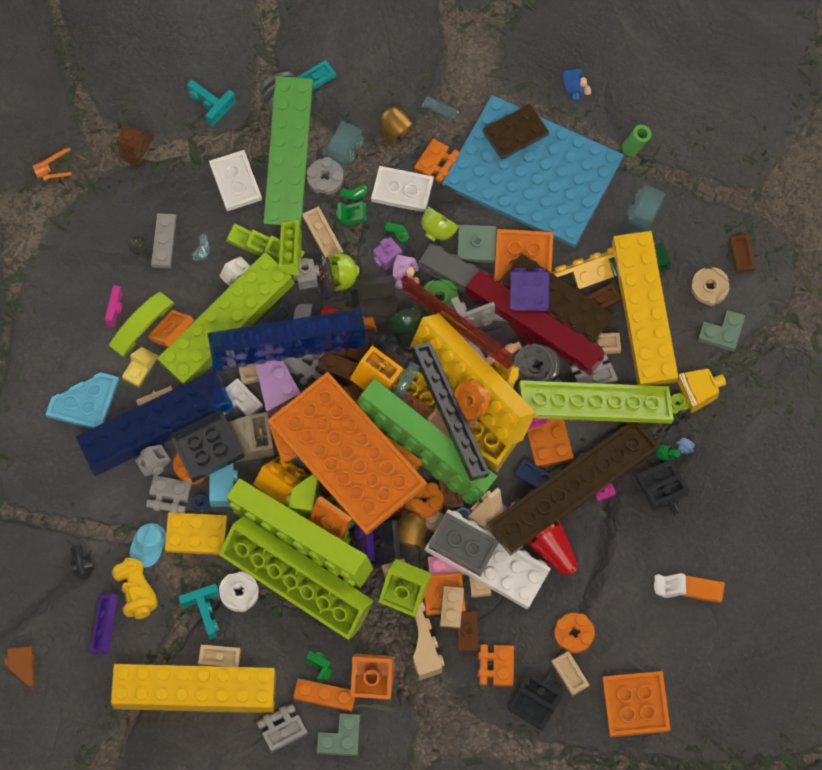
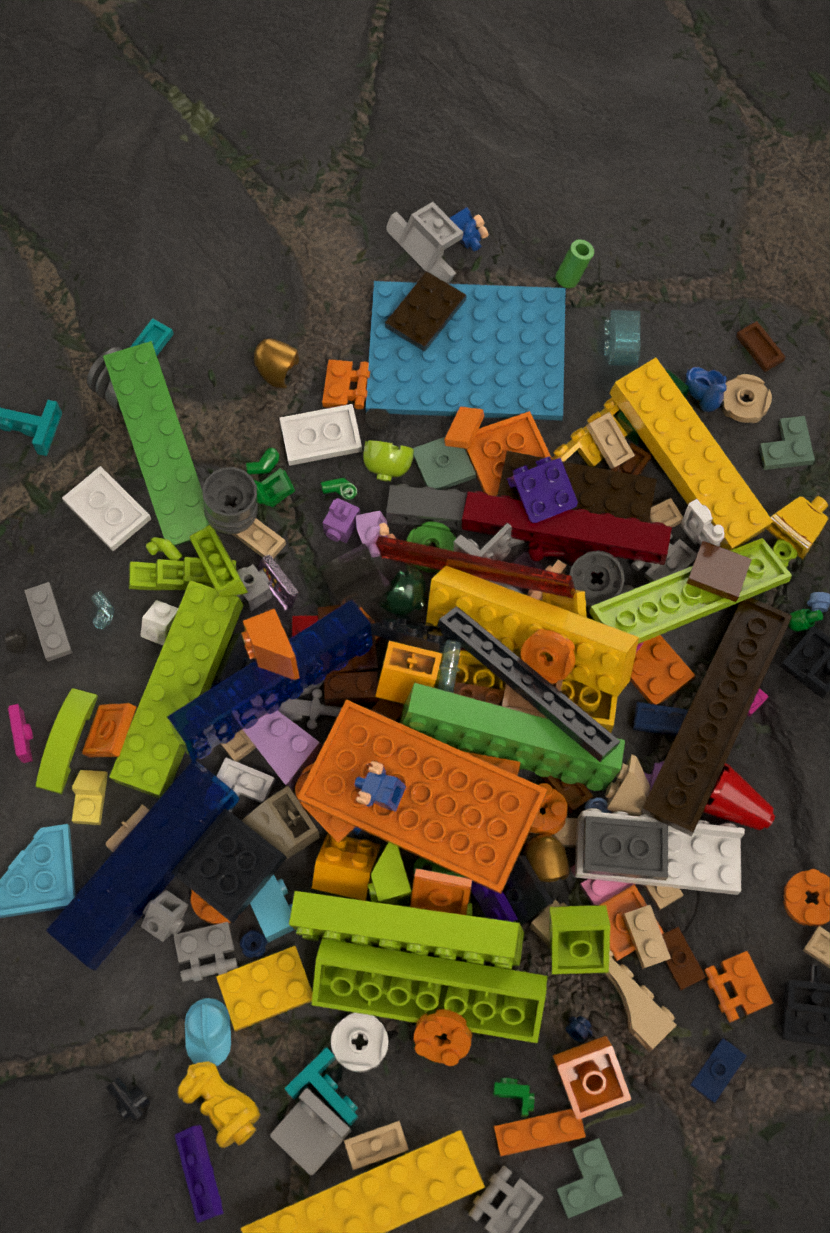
camera: 25 degrees left, 0 degrees up
(183, 631) = (310, 1132): none -> light grey bracket
(262, 222) = (165, 546): none -> lime arm
(284, 616) = (440, 1050): none -> orange plate
(290, 314) = (269, 644): none -> orange slope
(318, 200) = (225, 490): none -> dark grey wheel
(320, 436) = (380, 788): none -> blue piece
(329, 167) = (212, 445): light grey plate -> none
(343, 271) = (297, 563): lime cylinder -> none
(344, 143) = (222, 409): clear light blue brick -> none
(380, 645) = (579, 1029): none -> dark blue plate
(440, 108) = (319, 320): clear light blue axle -> none
(456, 709) = (718, 1070): none -> dark blue plate
(501, 225) = (464, 427): none -> orange tile
(508, 331) = (537, 552): none -> dark red hand
(542, 78) = (426, 238): none -> light grey plate
(595, 275) = (610, 440): none -> tan plate
(622, 395) = (719, 571): none -> reddish brown tile
(627, 363) = (698, 525): none -> white plate
(684, 266) = (706, 387): none -> blue hair

